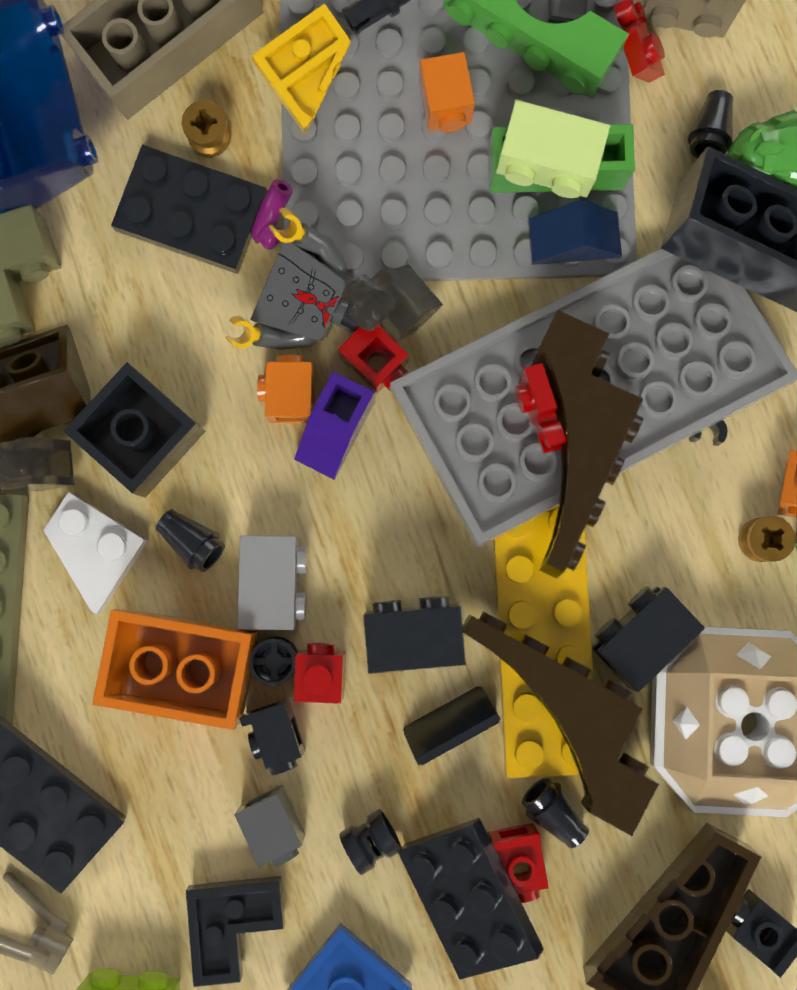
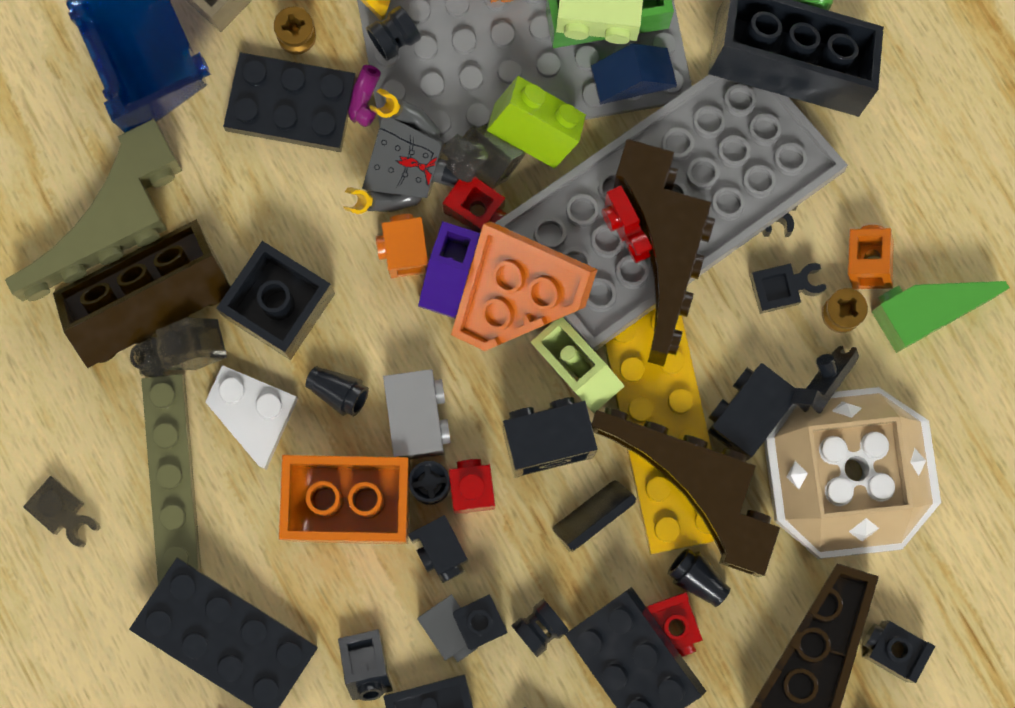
camera: 10 degrees left, 5 degrees down
(171, 851) = (364, 665): none -> black bracket
(305, 829) = (479, 622): none -> black bracket
(313, 147) = (393, 33): none -> black wheel
(406, 461) = (517, 288): none -> orange plate
(457, 273) = (536, 122): none -> lime brick
(458, 557) = (577, 364): none -> yellowish green brick
(699, 501) = (780, 287): none -> black plate
(736, 617) = (831, 373): none -> black piece

